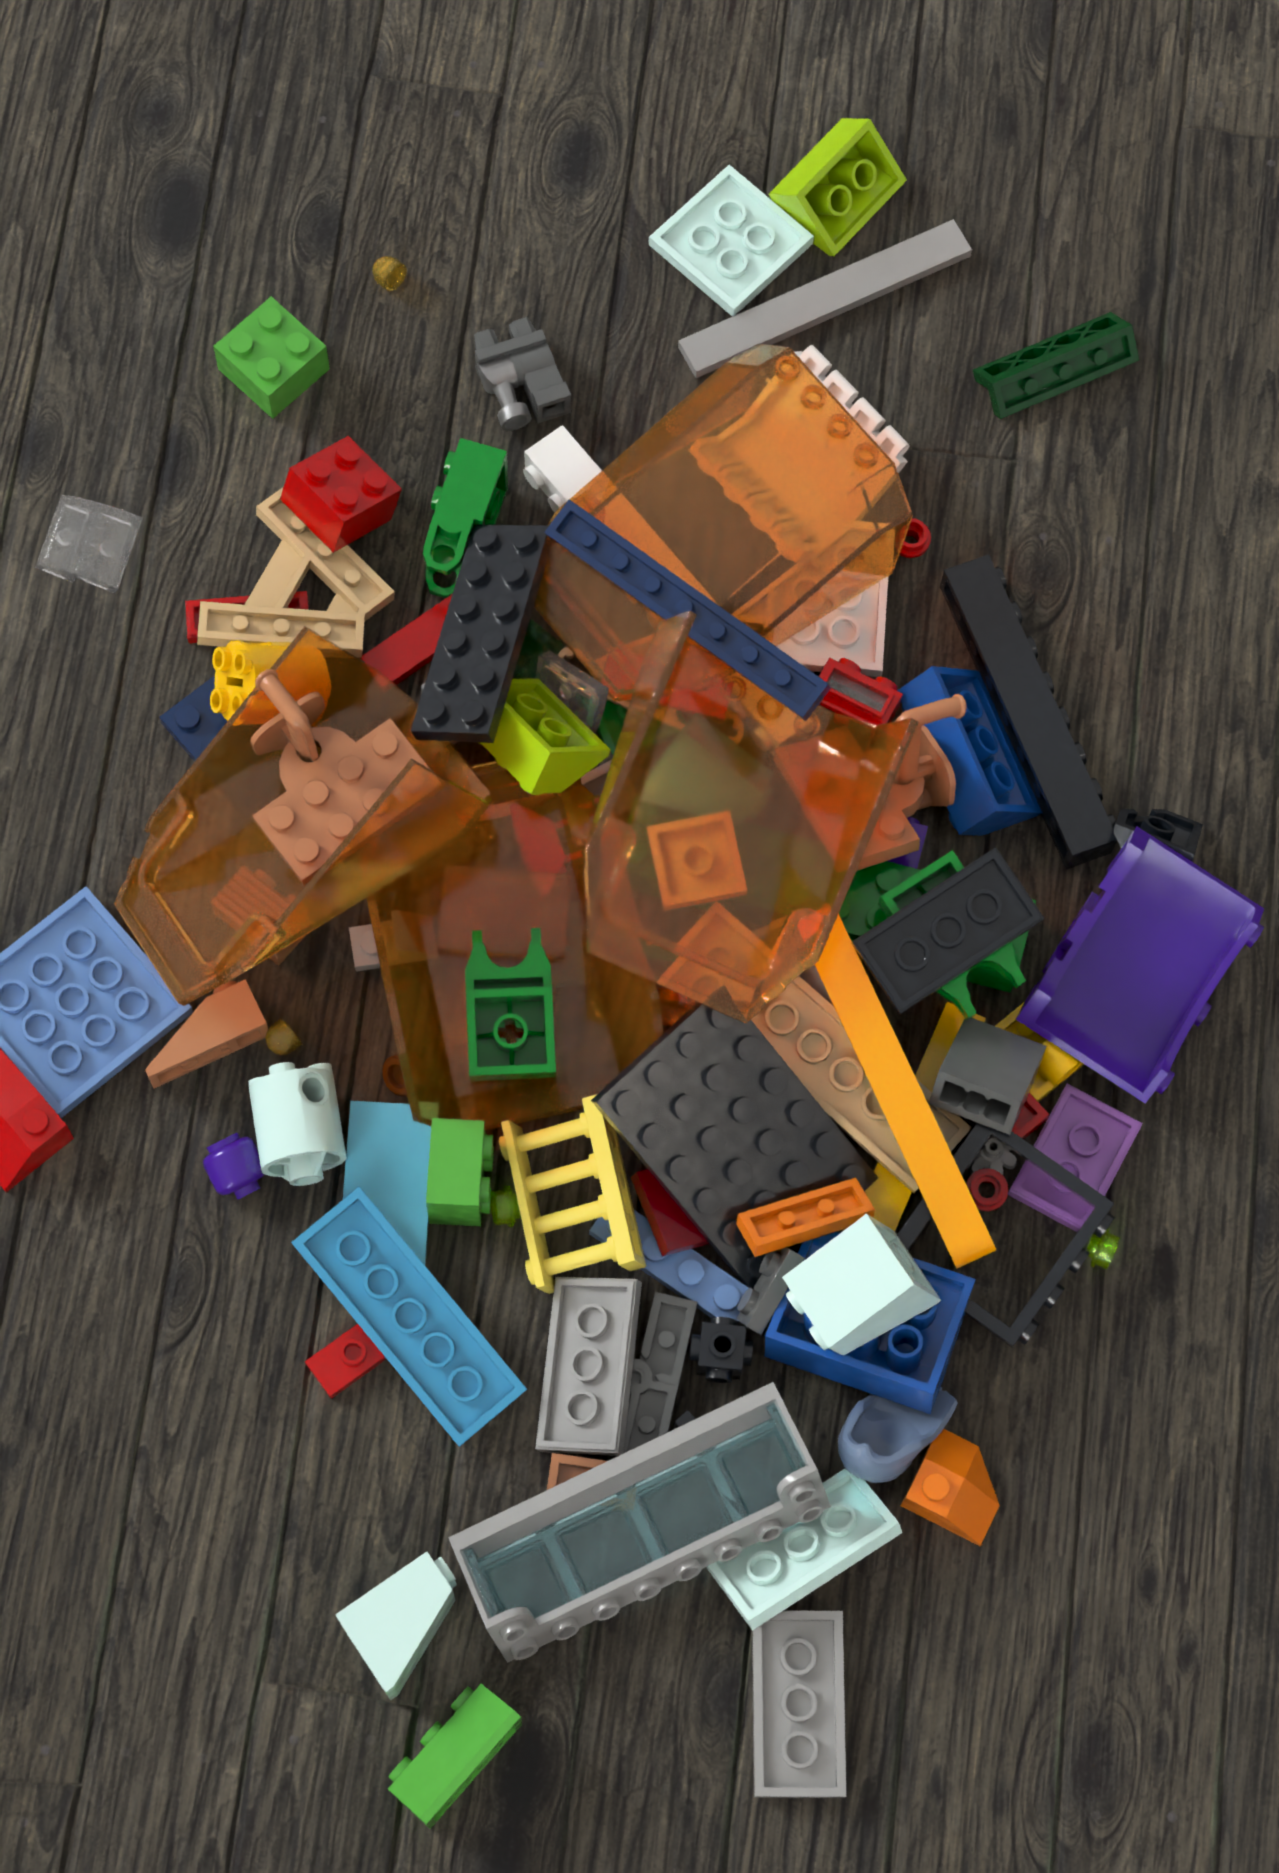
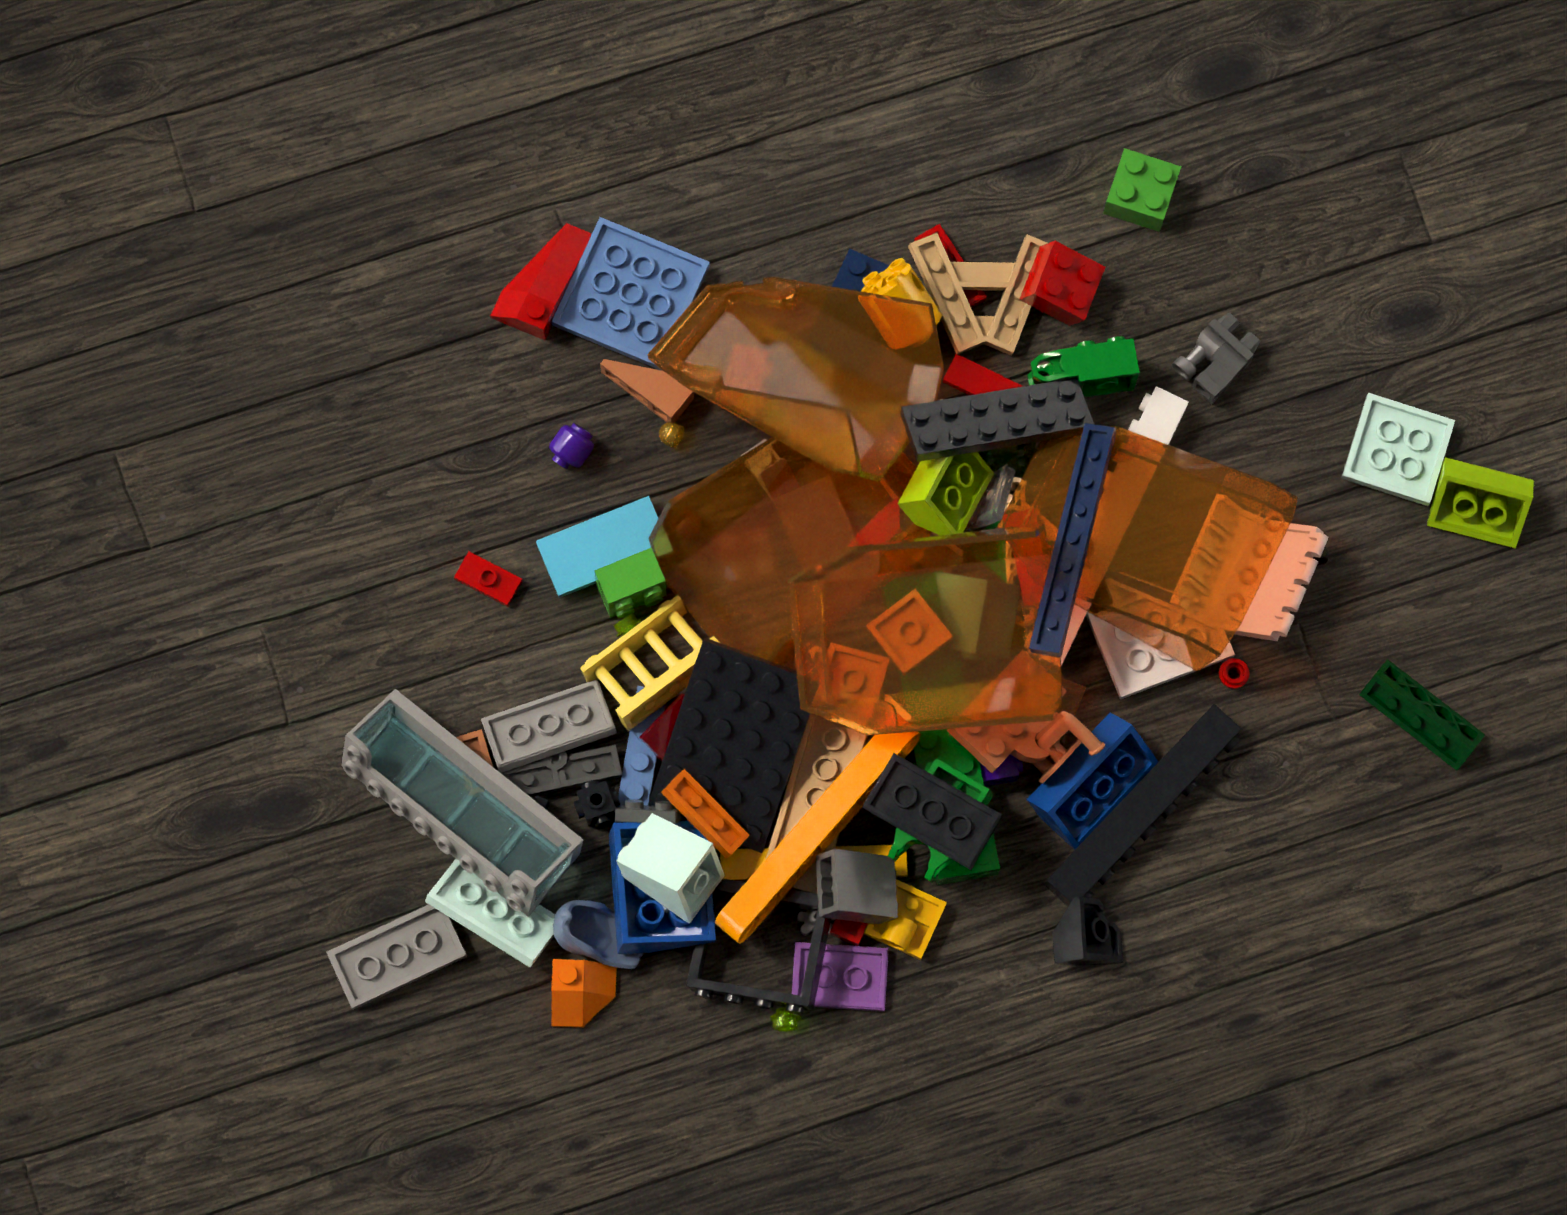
camera: 65 degrees right, 5 degrees up
(89, 542) = (948, 142): clear slope -> none
(297, 1122) = (615, 469): light aqua cylinder -> none
(325, 792) = (841, 379): nougat plate -> none
(389, 272) = (1249, 234): clear yellow hinge -> none
(400, 1619) = (330, 685): light aqua slope -> none
(409, 1316) = (525, 599): dark azure plate -> none
(454, 1754) = (266, 757): bright green slope -> none
(506, 997) = (761, 561): green brick -> none
(825, 297) = (1390, 534): light grey tile -> none
(859, 695) = (1087, 686): red window -> none
(999, 1184) = (782, 920): red plate -> none
(1140, 965) = (988, 957): dark purple panel -> none

